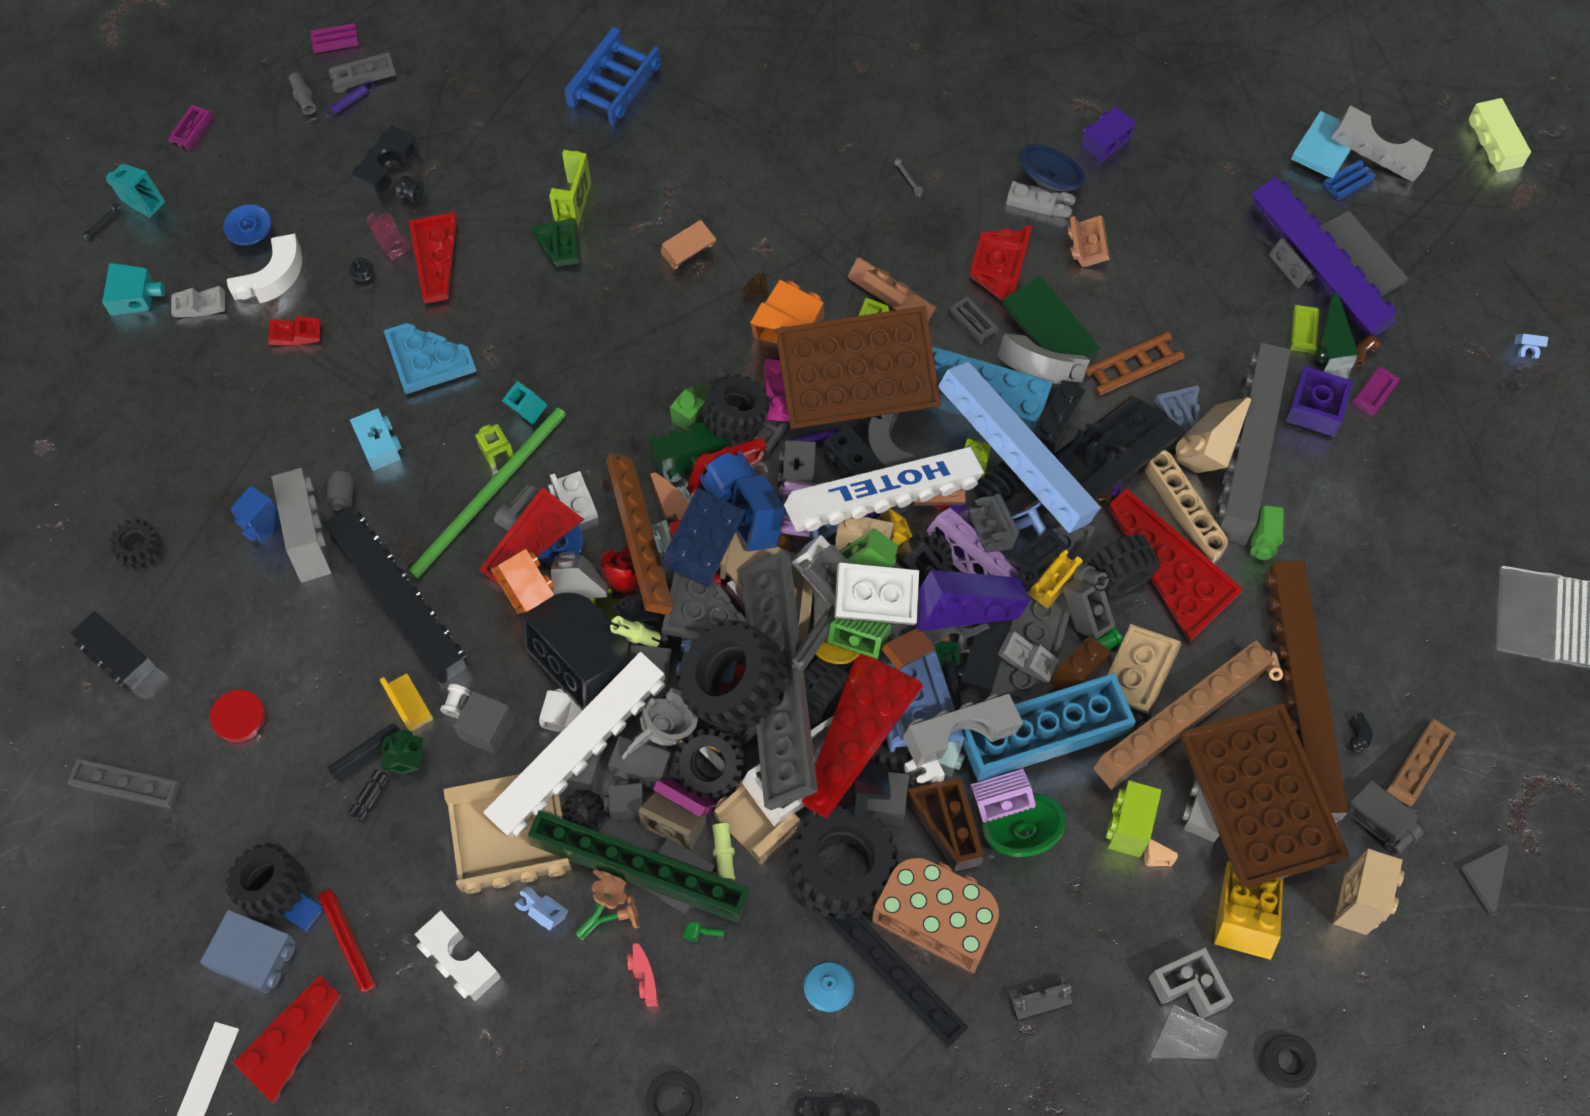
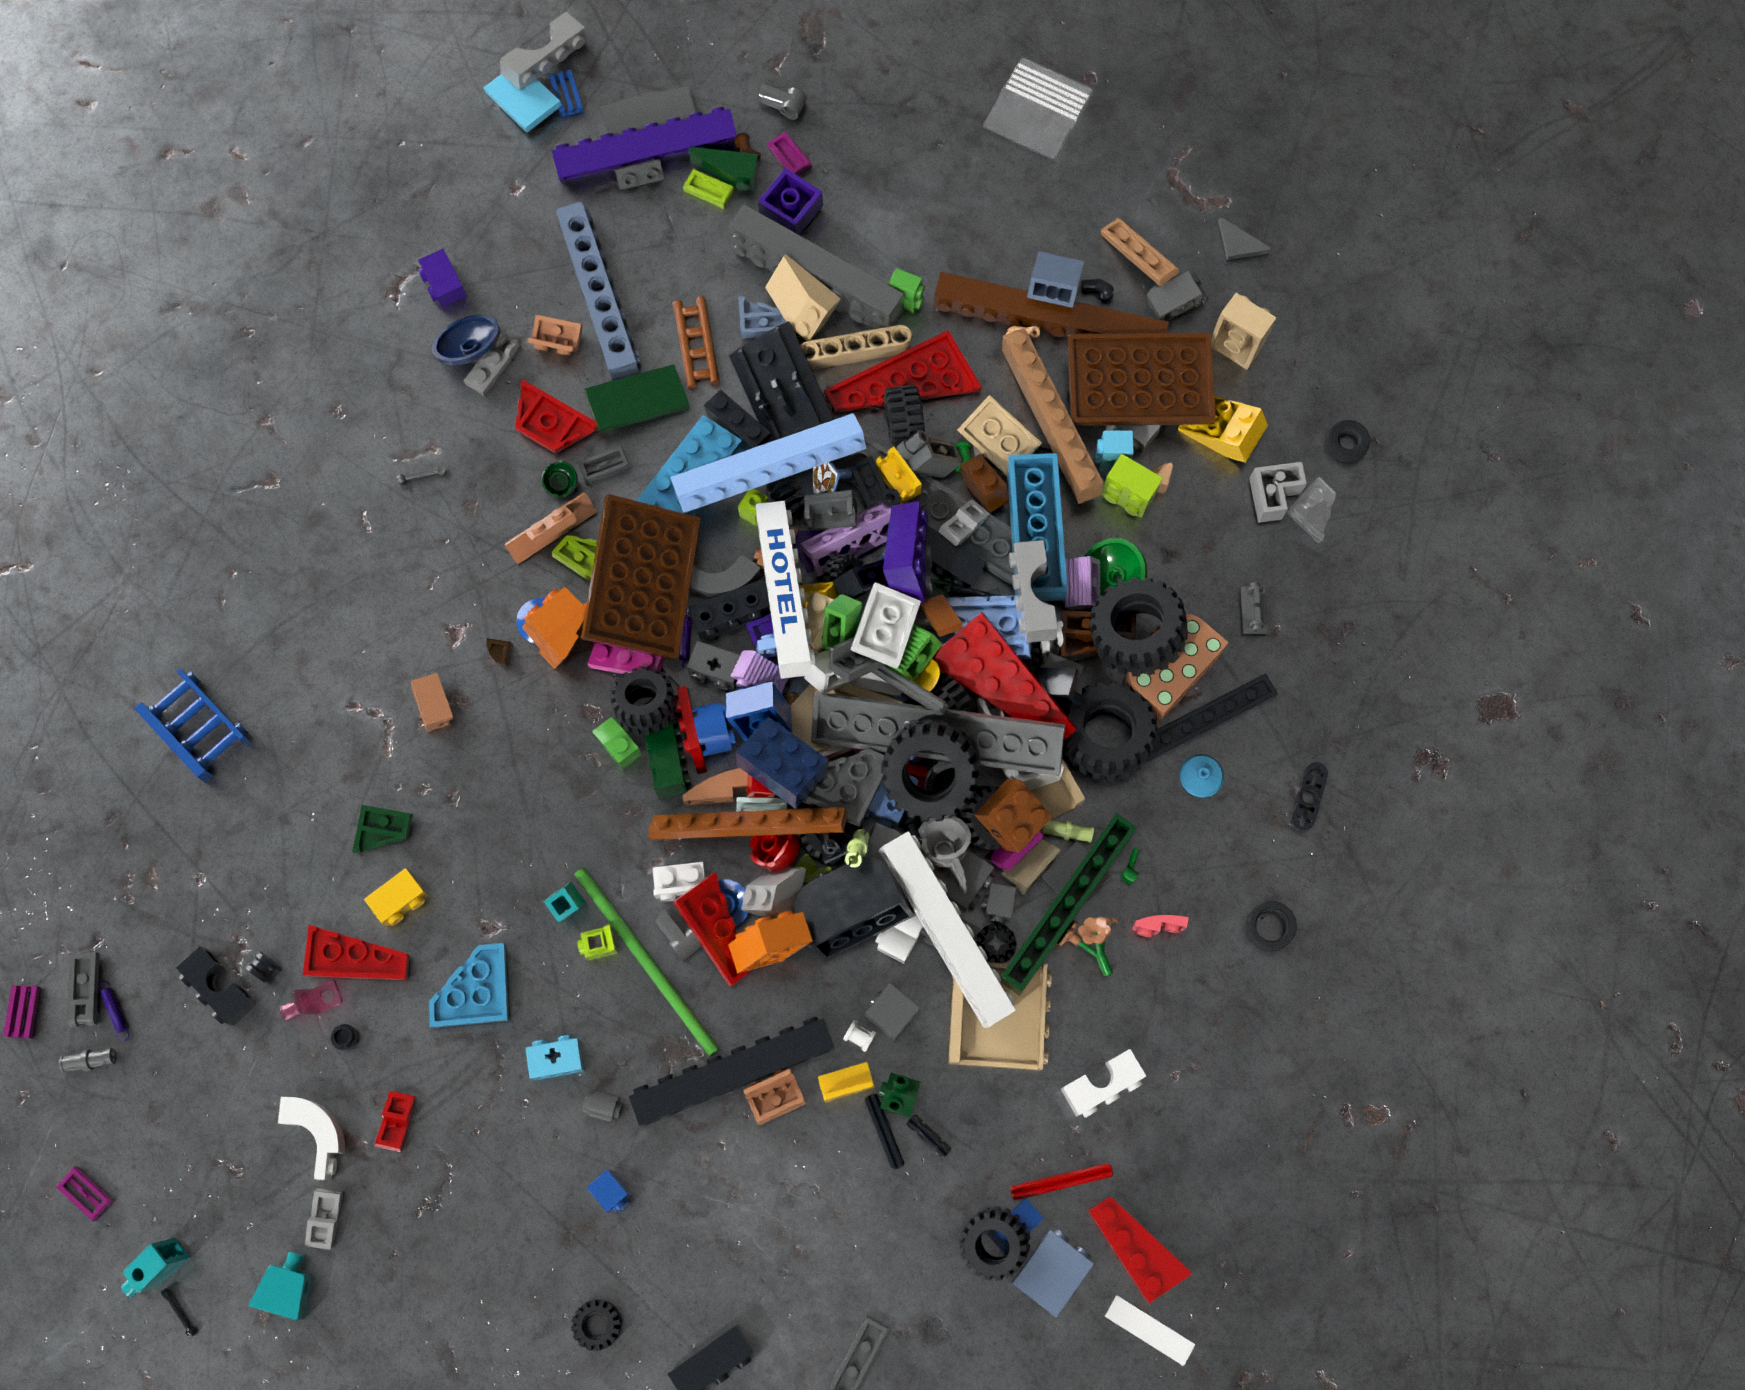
camera: 75 degrees left, 10 degrees up
(237, 716) = (813, 1248): red tile -> none
(241, 219) = (233, 1144): blue dish -> none
(301, 524) = (627, 1150): light grey wedge -> none
(378, 638) = (774, 1096): none -> nougat bracket
(496, 271) = (396, 898): none -> yellow brick
(543, 910) = (1079, 997): light blue plate -> none
(571, 203) = (348, 807): lime panel -> none
(711, 776) = (1013, 815): none -> dark orange brick
(941, 284) = (559, 479): none -> dark green hair
(951, 880) = (1131, 599): none -> black tyre
(1033, 360) = (676, 422): light grey arch -> none
(1175, 789) = (1111, 446): none -> medium azure brick
(1183, 239) = (618, 363): none -> sand blue brick
(1346, 678) = (1055, 279): none -> sand blue brick
(1434, 369) = (787, 101): none -> dark grey piece
(1532, 342) = (784, 15): light blue tile -> none

